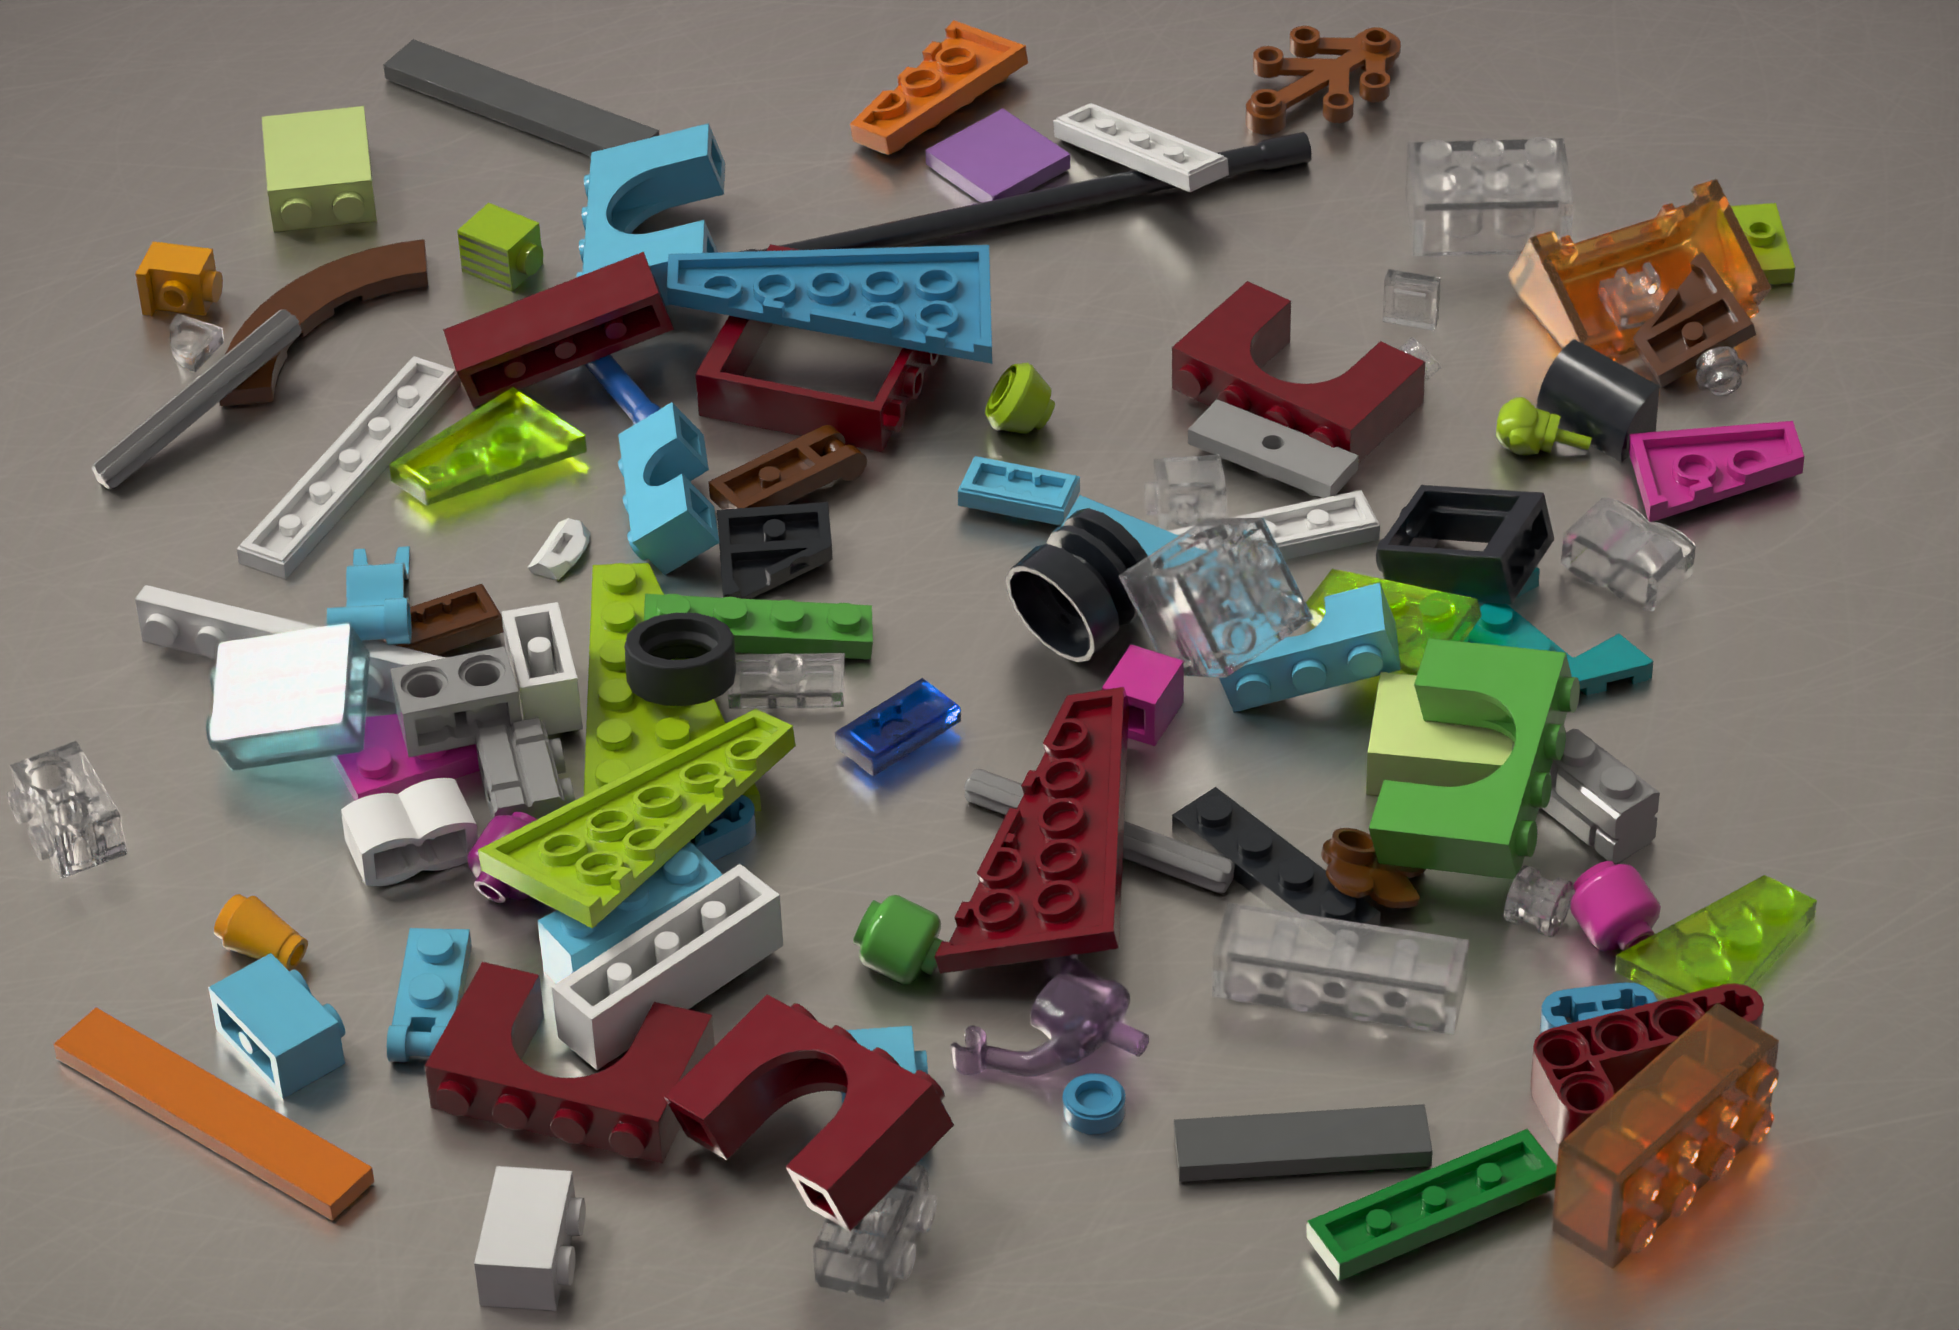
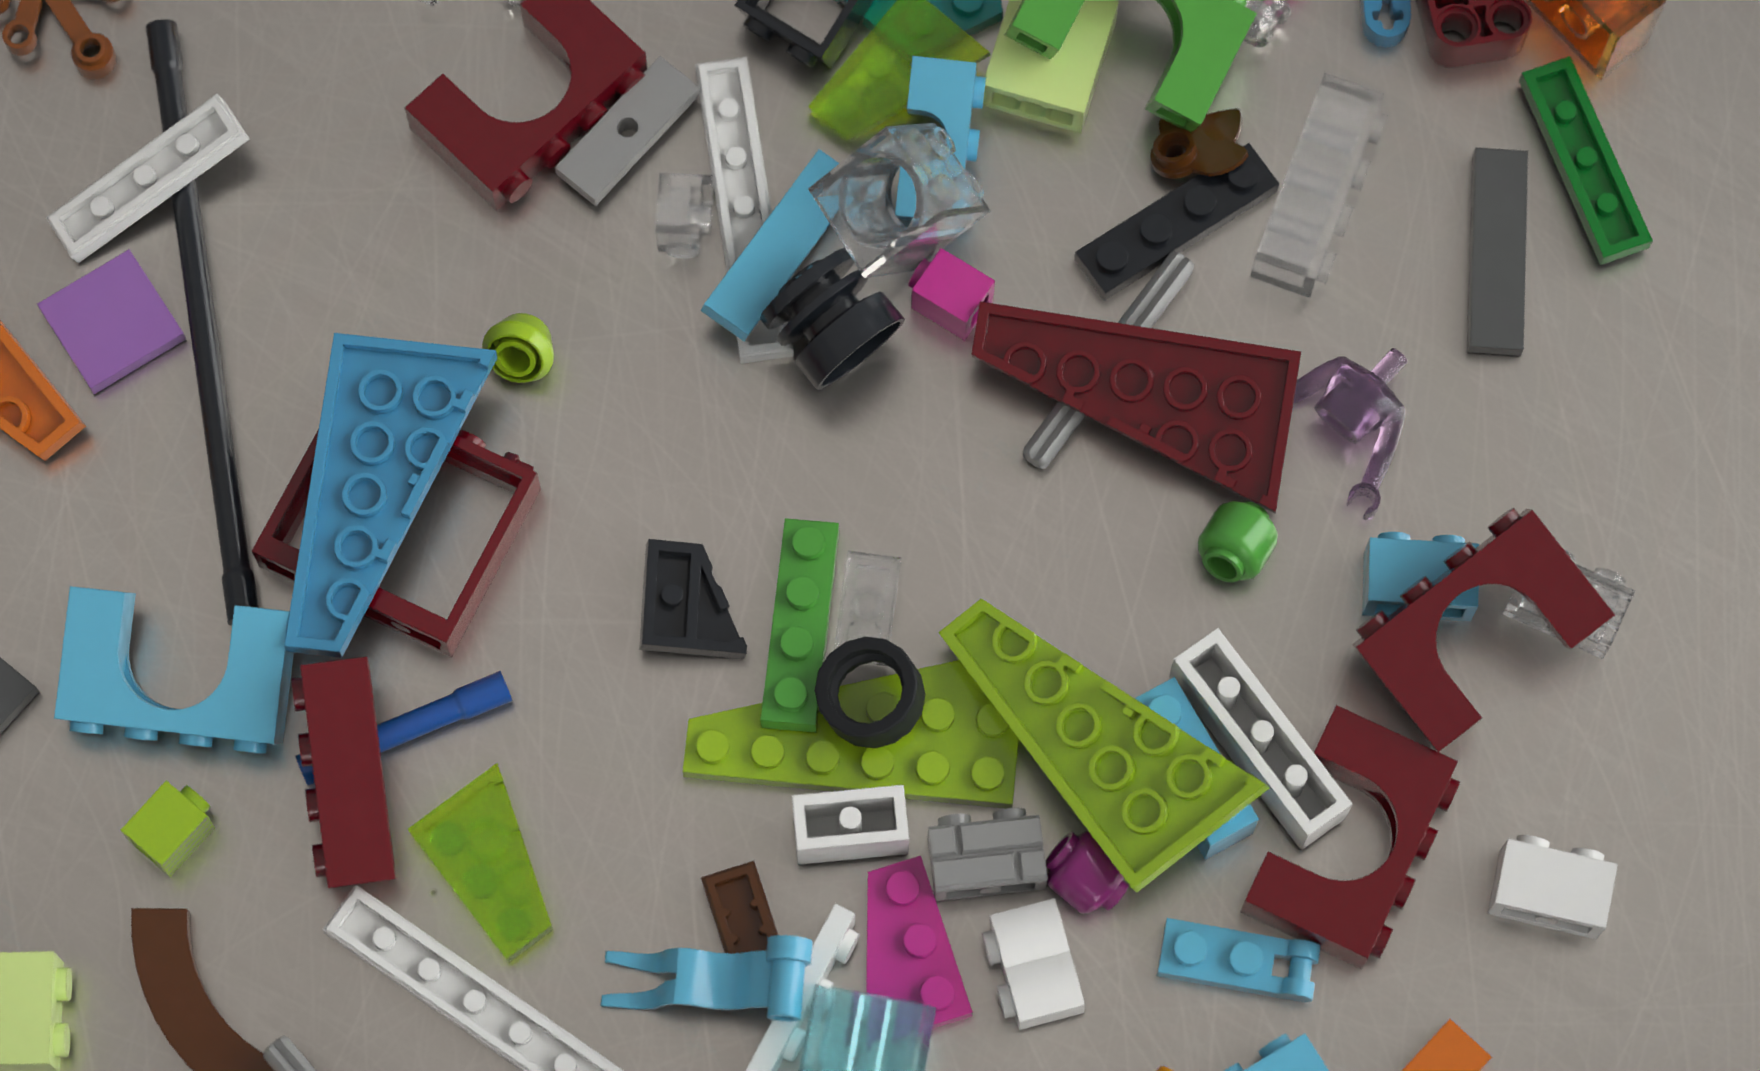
camera: 85 degrees left, 30 degrees up
(452, 697) = (909, 902): light grey brick -> none
(561, 549) = (638, 803): white piece -> none
(665, 510) = (555, 696): medium azure arch -> none
(789, 471) = (581, 579): reddish brown plate -> none
(897, 727) = (954, 514): clear blue plate -> none
(1018, 490) = (642, 366): medium azure plate -> none
(1094, 1103) = (1432, 409): dark azure tile -> none

